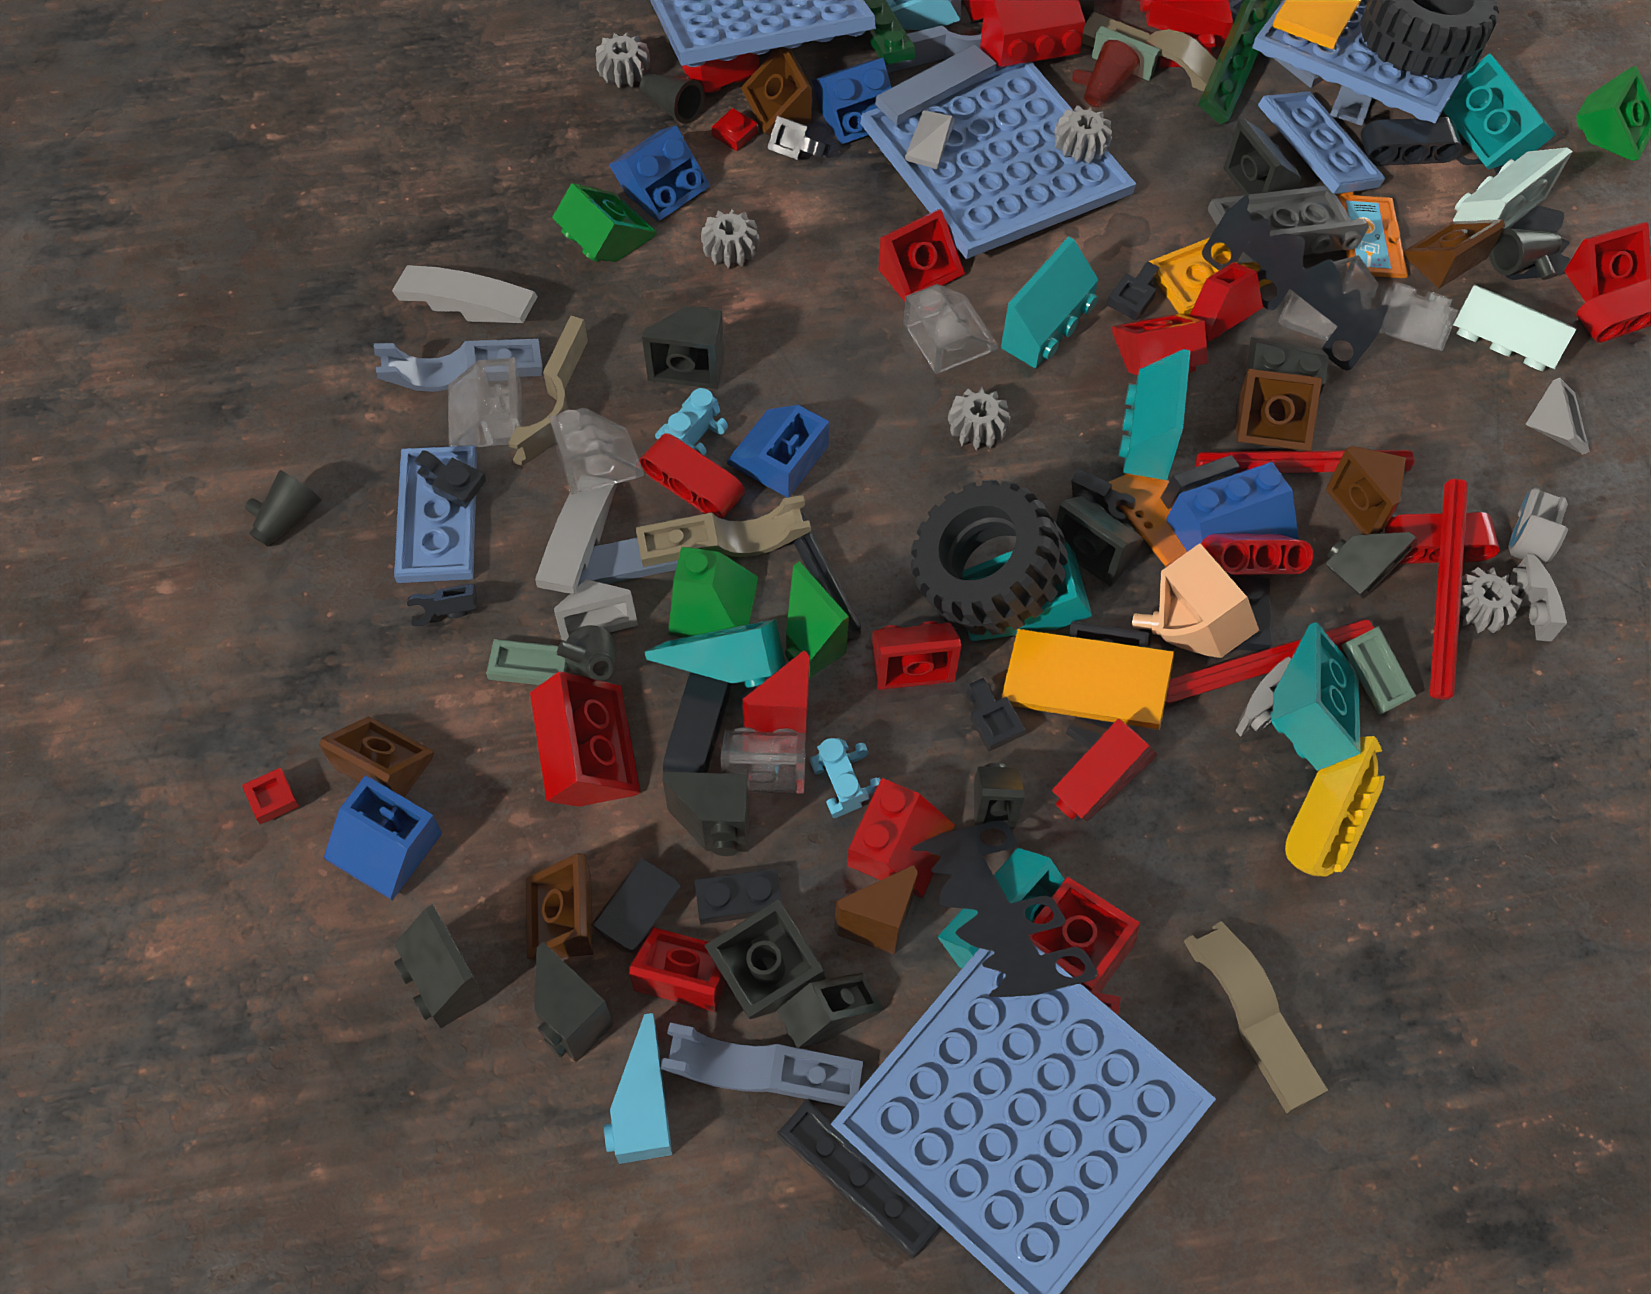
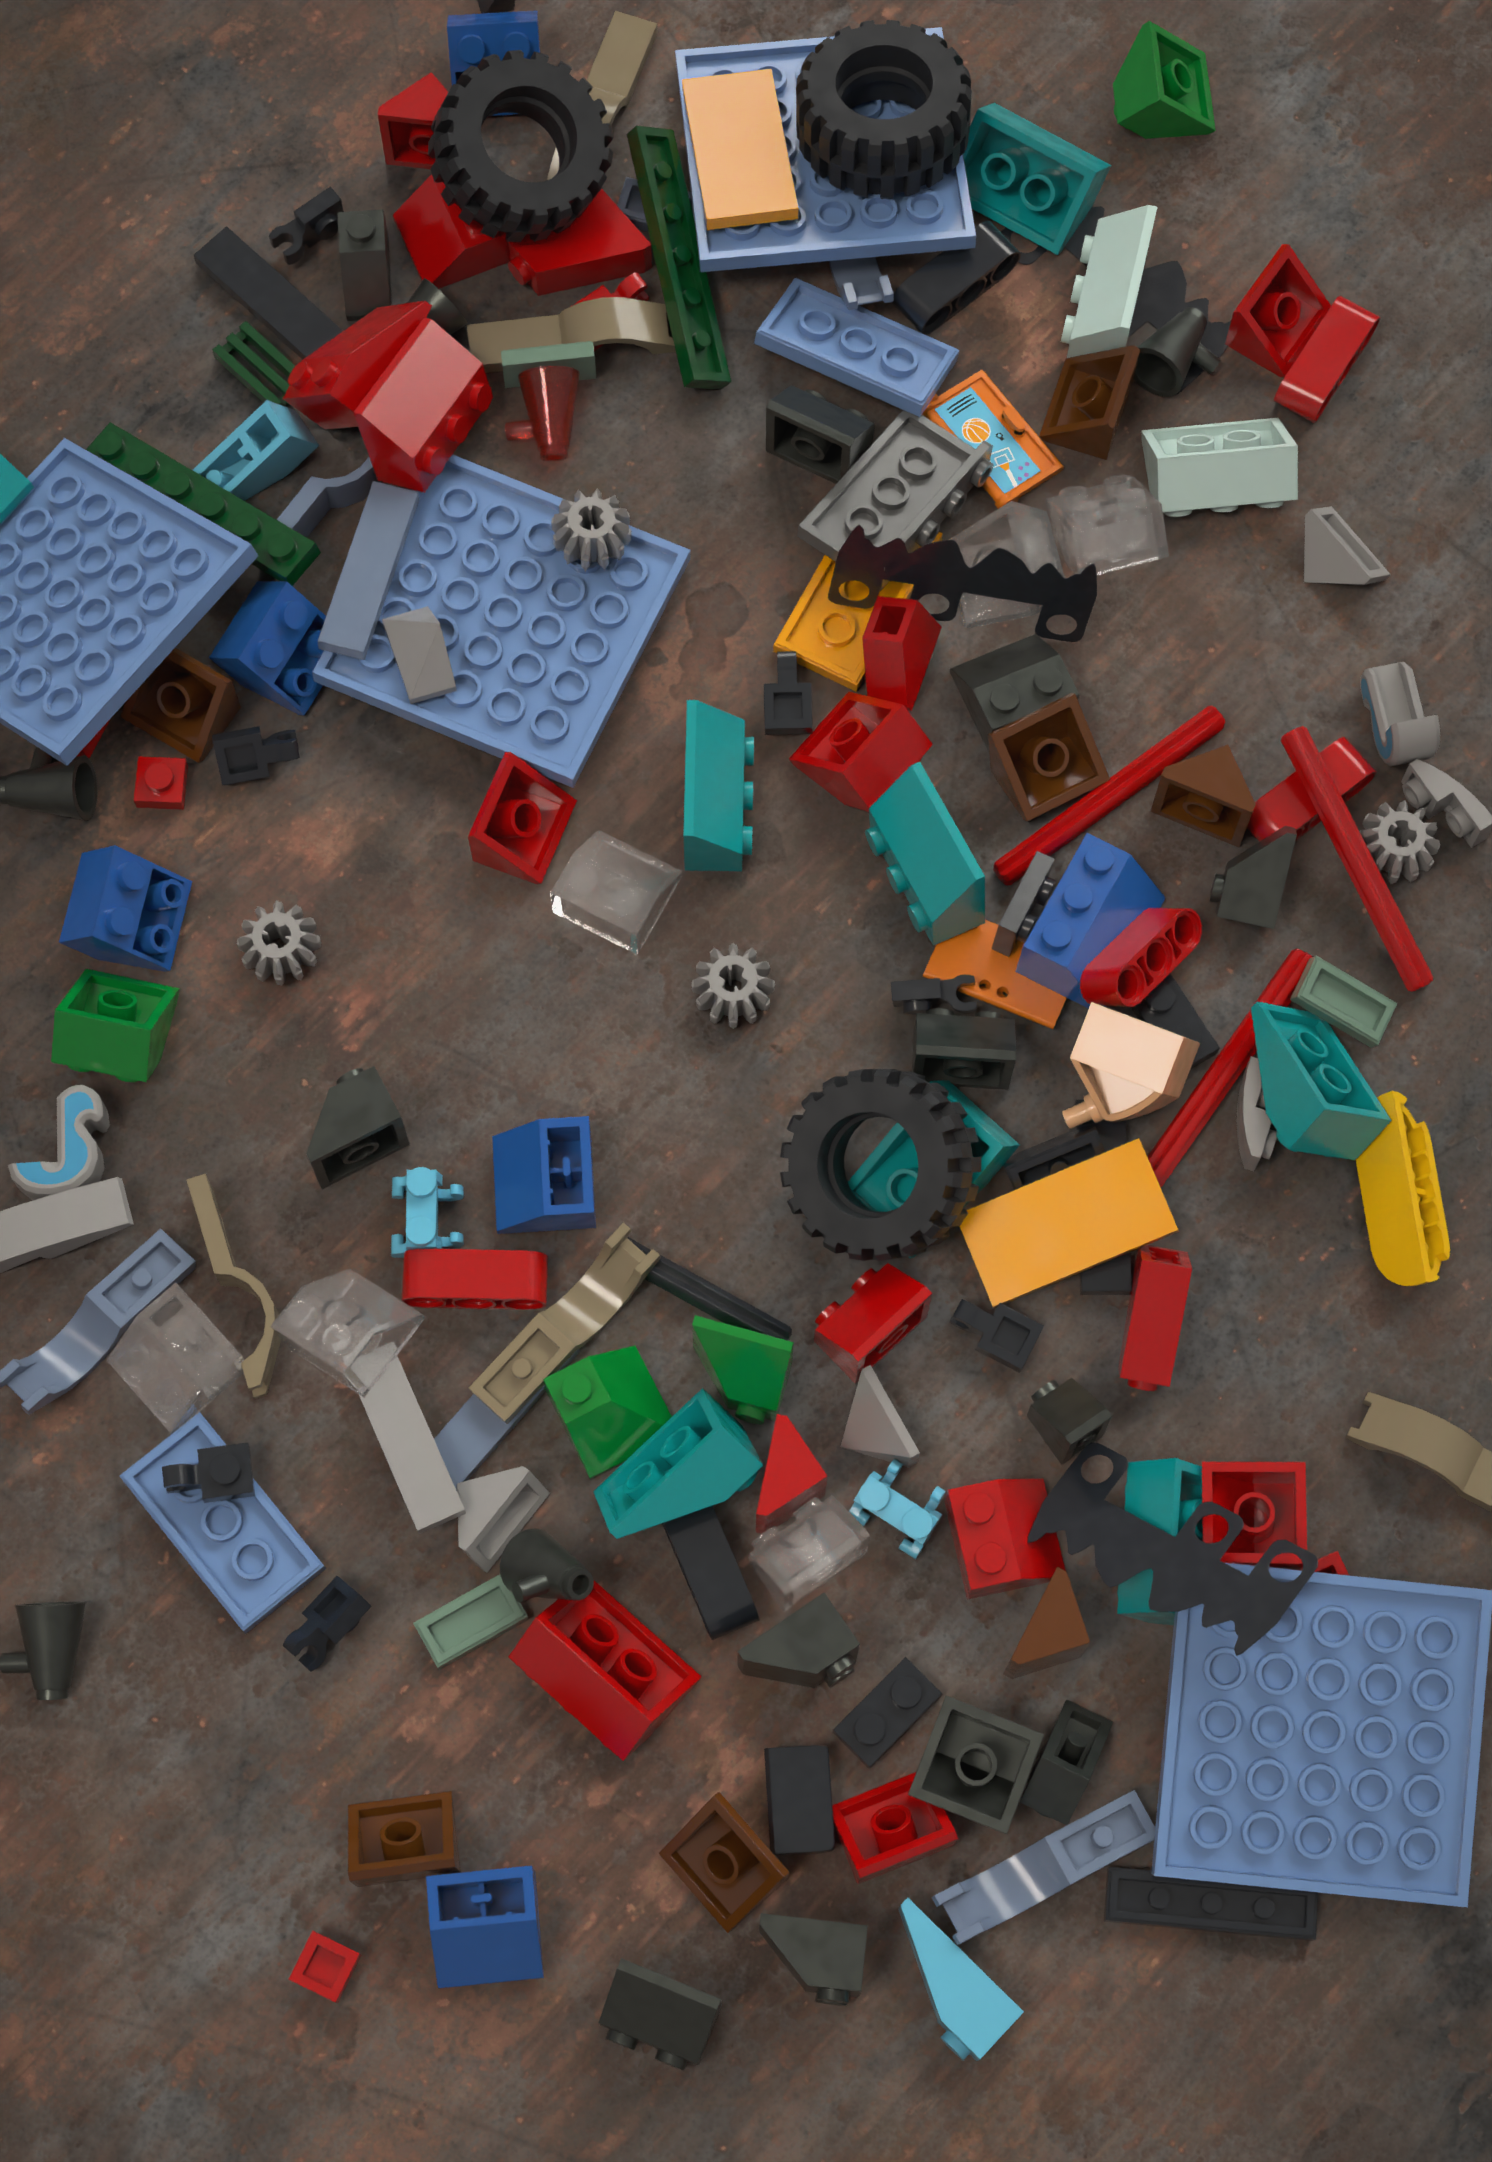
camera: 35 degrees left, 10 degrees up
(539, 257) = (78, 1155): none -> light grey animal
(868, 717) = (875, 1425): none -> light grey slope

